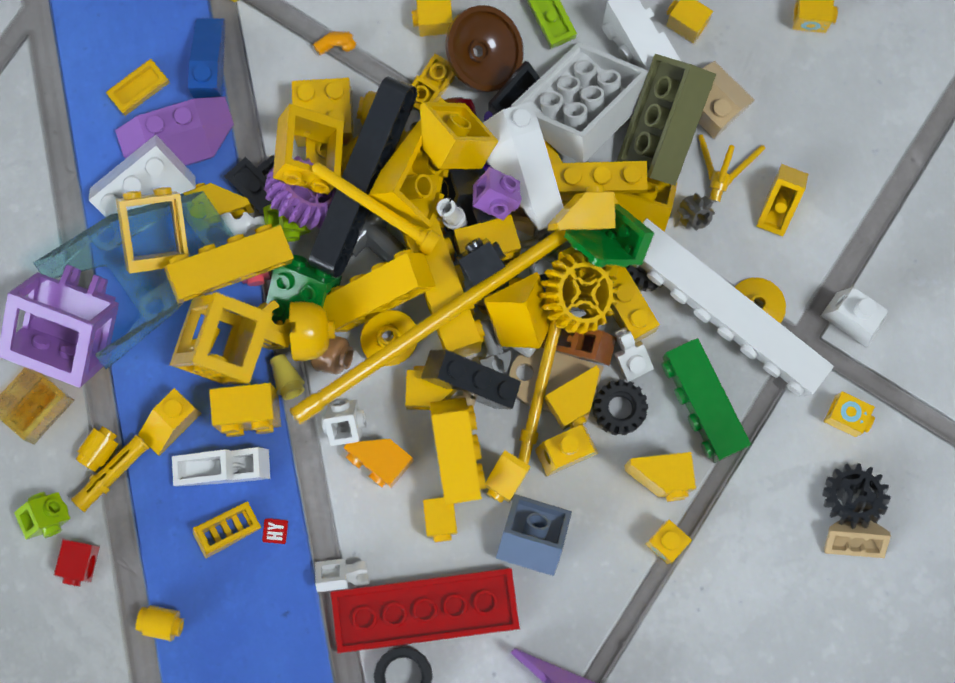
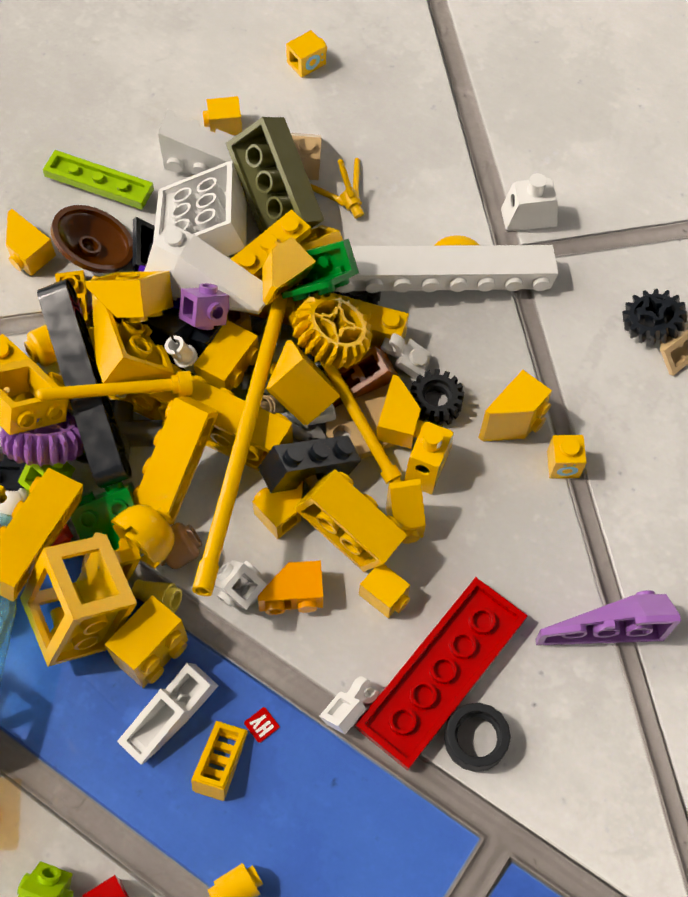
camera: 45 degrees left, 15 degrees down
(97, 448) = (43, 794): yellow brick -> none
(109, 473) = (73, 806): yellow pin -> none
(168, 421) = (87, 715): yellow slope -> none
(372, 331) = (208, 478): yellow dish -> none
(481, 259) = (237, 363): black brick -> none
(534, 535) = (468, 540): sand blue slope -> none
(696, 211) = (355, 228): flat silver gear -> none
(705, 400) = (489, 341): green brick -> none
(782, 199) = (406, 176): yellow slope -> none
(850, 414) = (593, 271): yellow brick -> none

